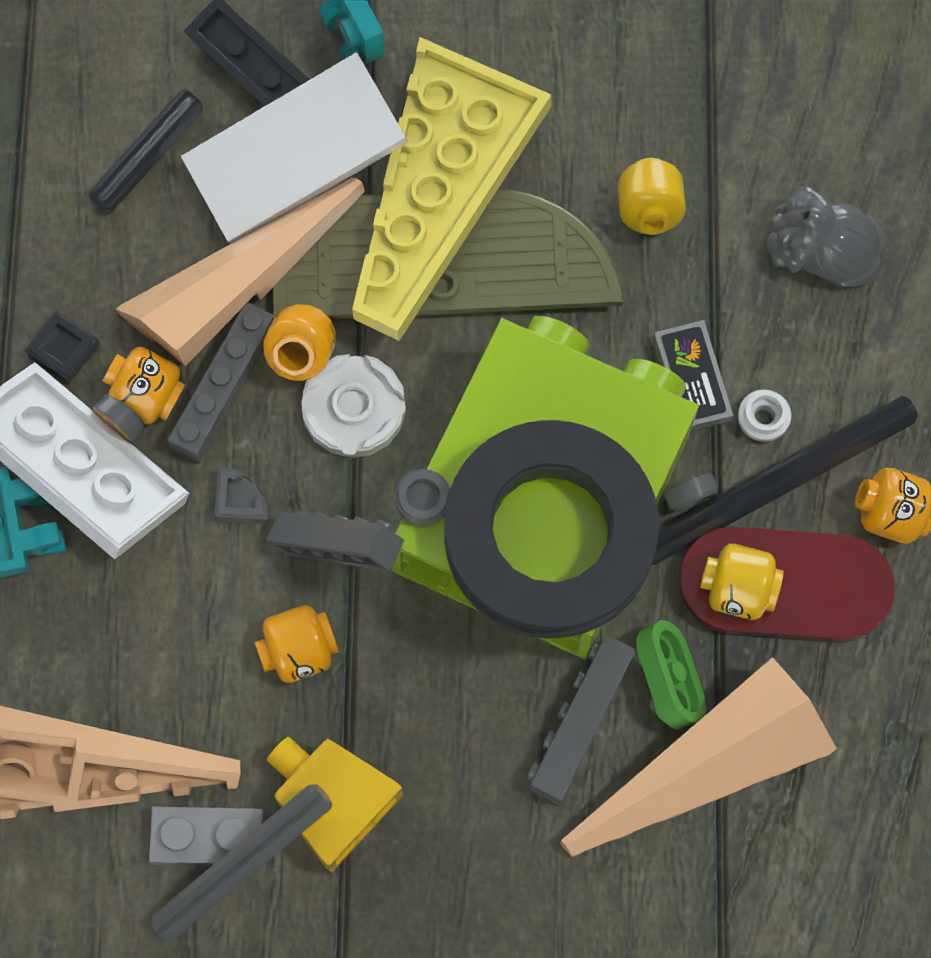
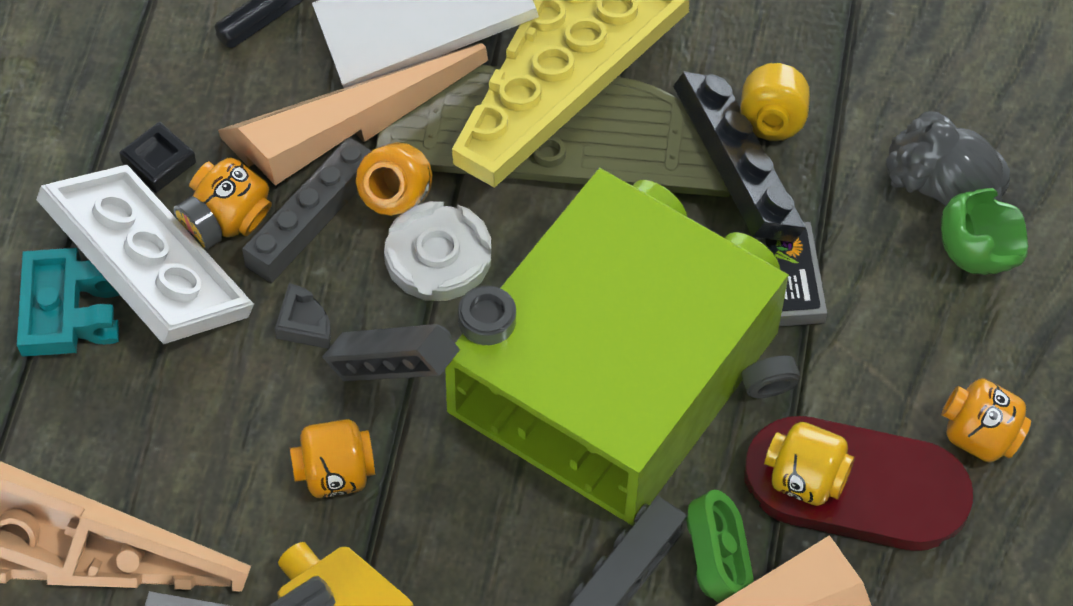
camera: 10 degrees right, 15 degrees down
(557, 452) = (600, 431): black tyre -> none
(626, 264) = (739, 157): none -> black plate
(770, 402) = (864, 307): white plate -> none
(784, 476) = (865, 381): black axle -> none
(871, 310) = (984, 233): none -> bright green hair

